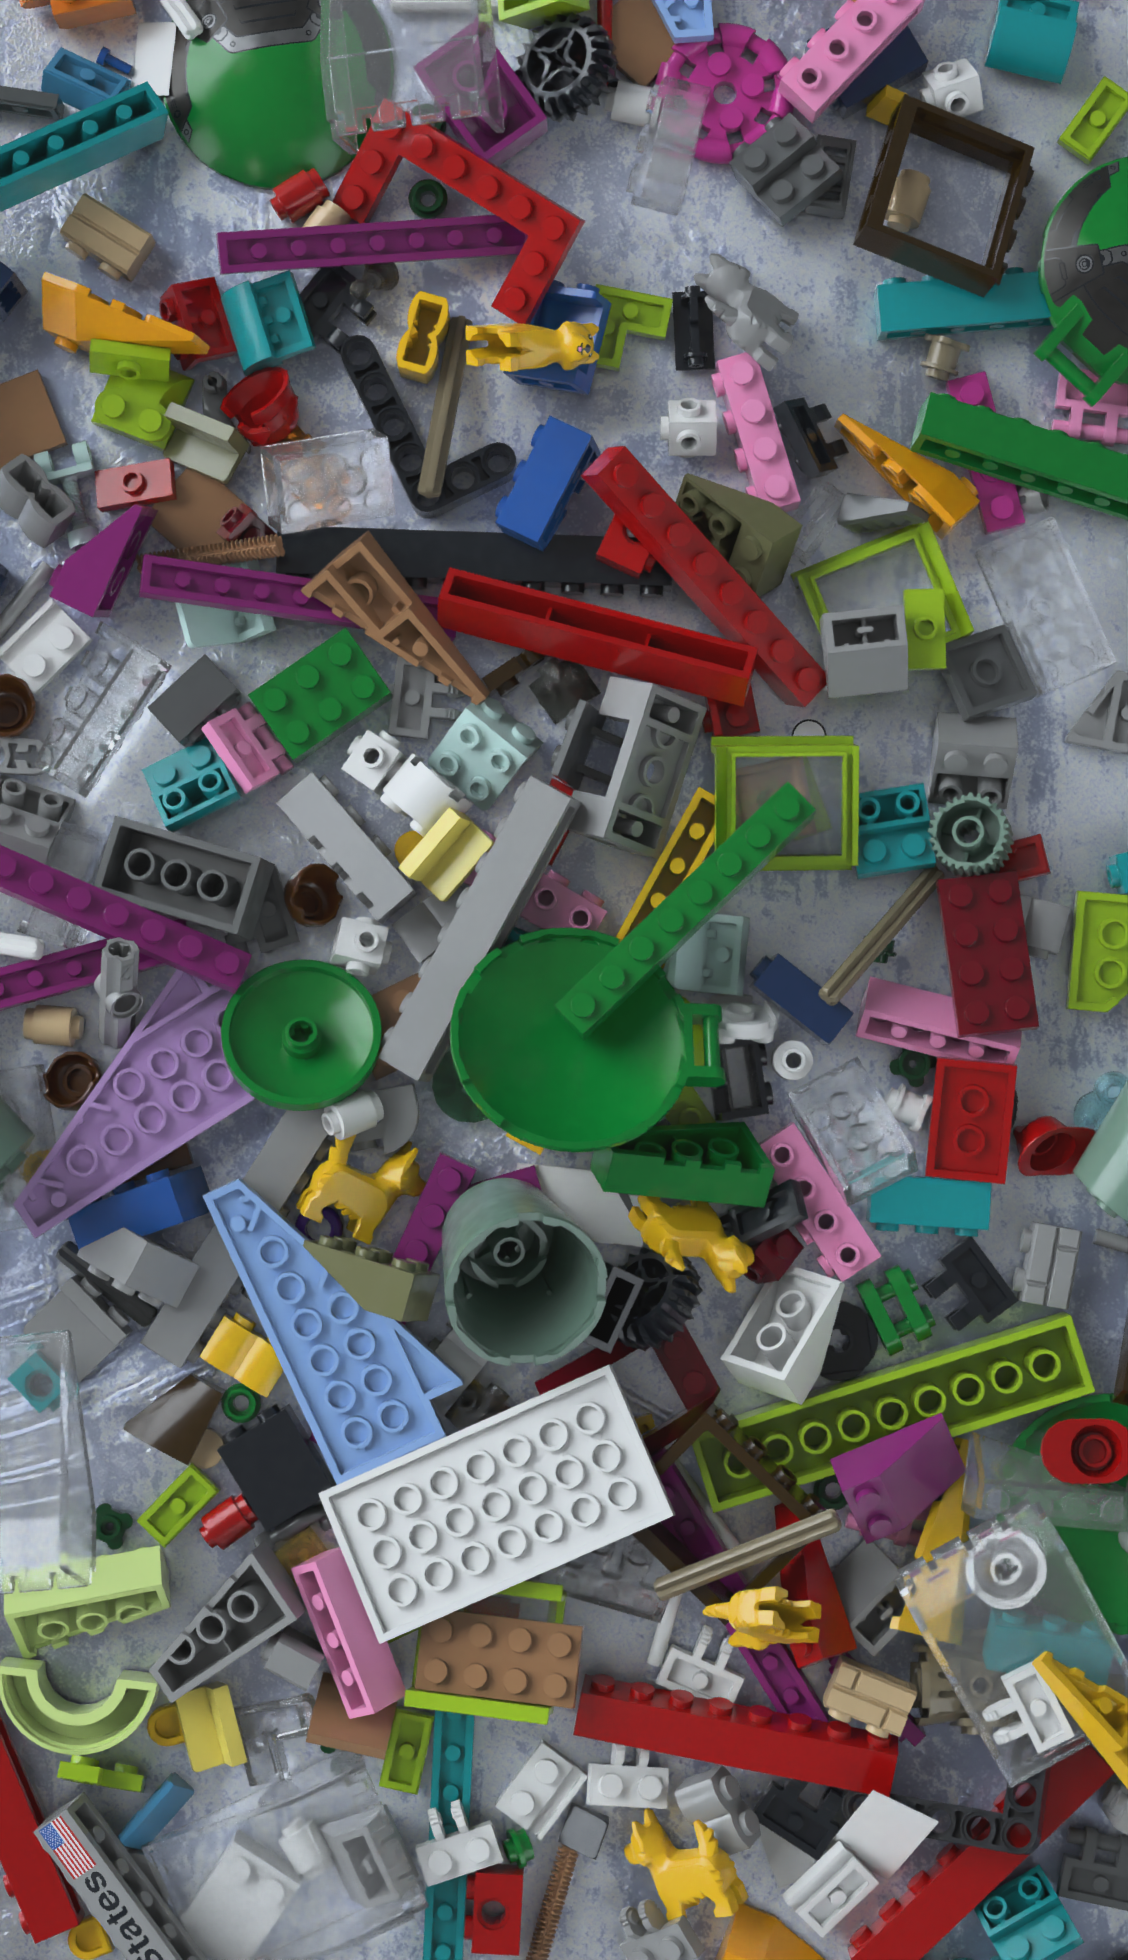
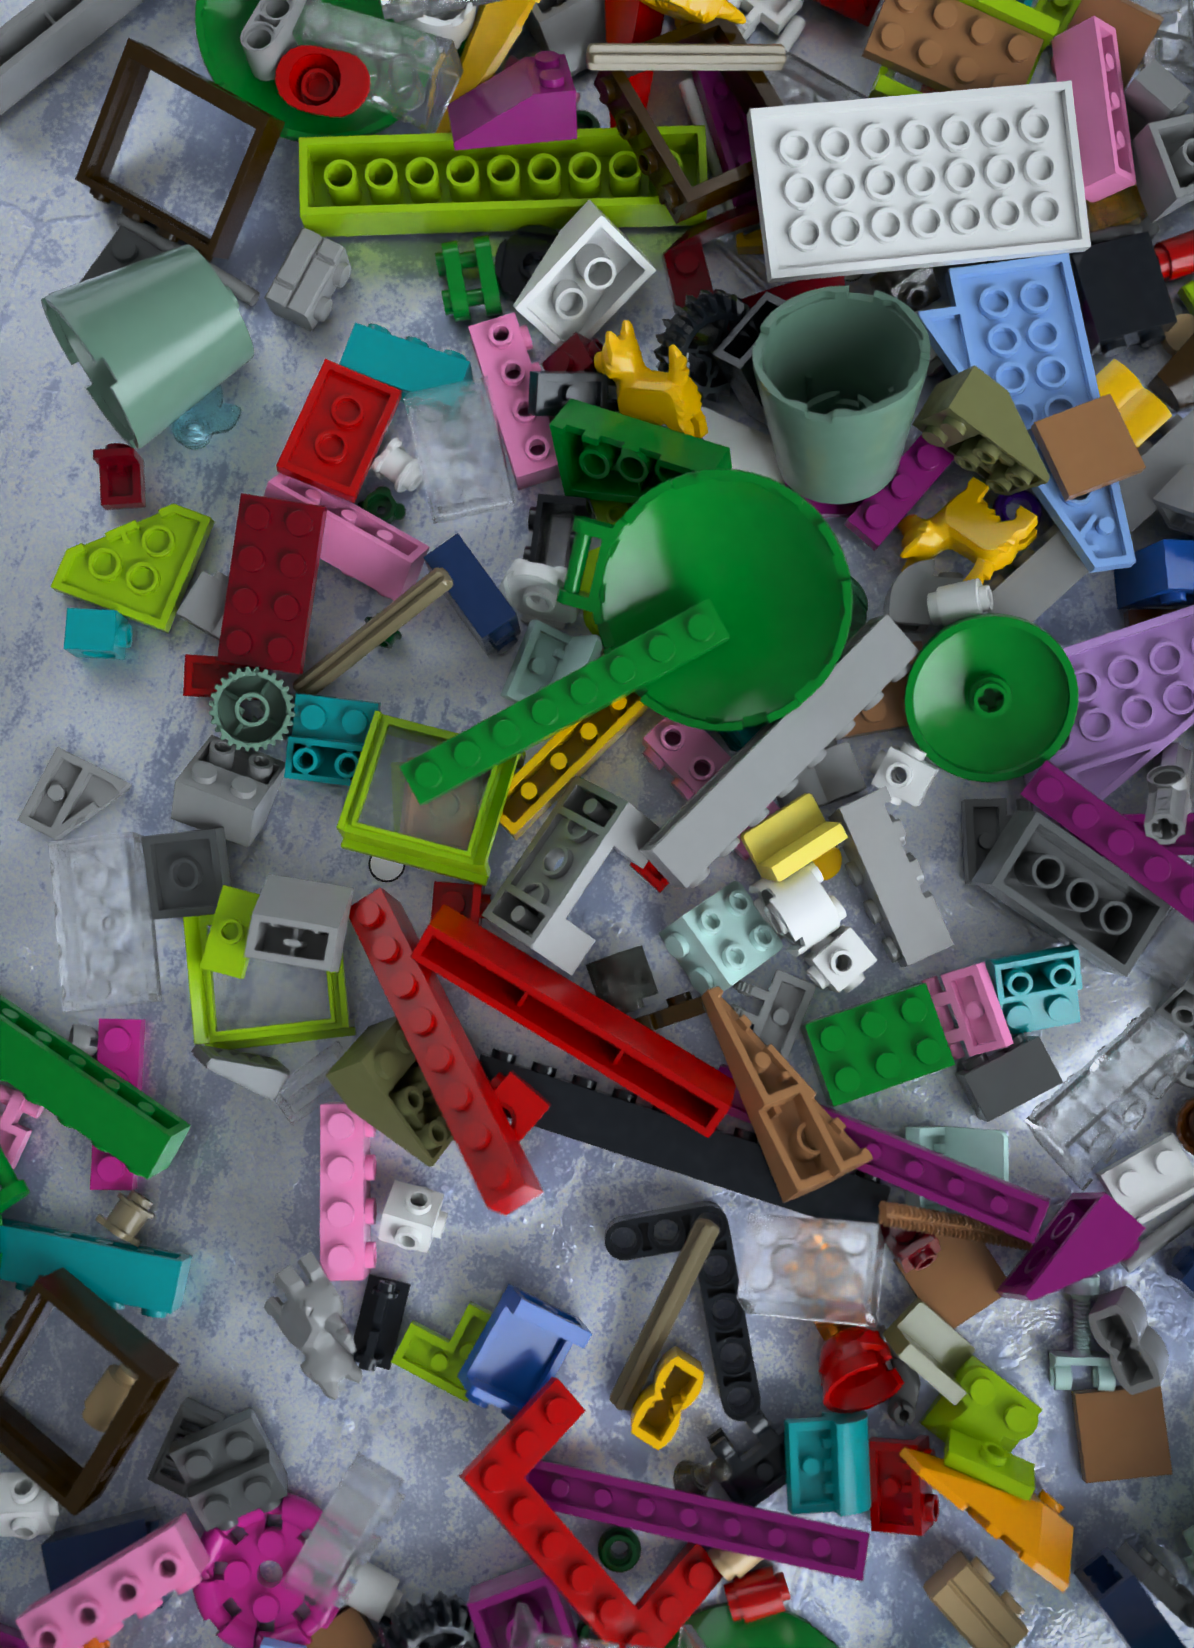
camera: 165 degrees left, 5 degrees down
(135, 484) = (1012, 1325): plate -> none
(230, 1409) = (1144, 359): green plate -> none
(273, 1291) = (1087, 447): none -> medium nougat tile
(313, 895) = (939, 839): reddish brown hair -> none
(531, 346) = (554, 1351): yellow animal -> none
(546, 483) = (581, 1200): blue wedge -> none
(568, 759) = (638, 902): dark grey plate -> none
(779, 1064) = (499, 553): white brick -> none
(800, 427) = (298, 1185): black plate -> none
(884, 104) = (104, 1510): yellow tile -> none
(913, 476) = (196, 1097): light orange wedge -> none
(977, 1280) = (381, 286): black plate -> none
(1050, 1146) = (269, 390): red piece -> none

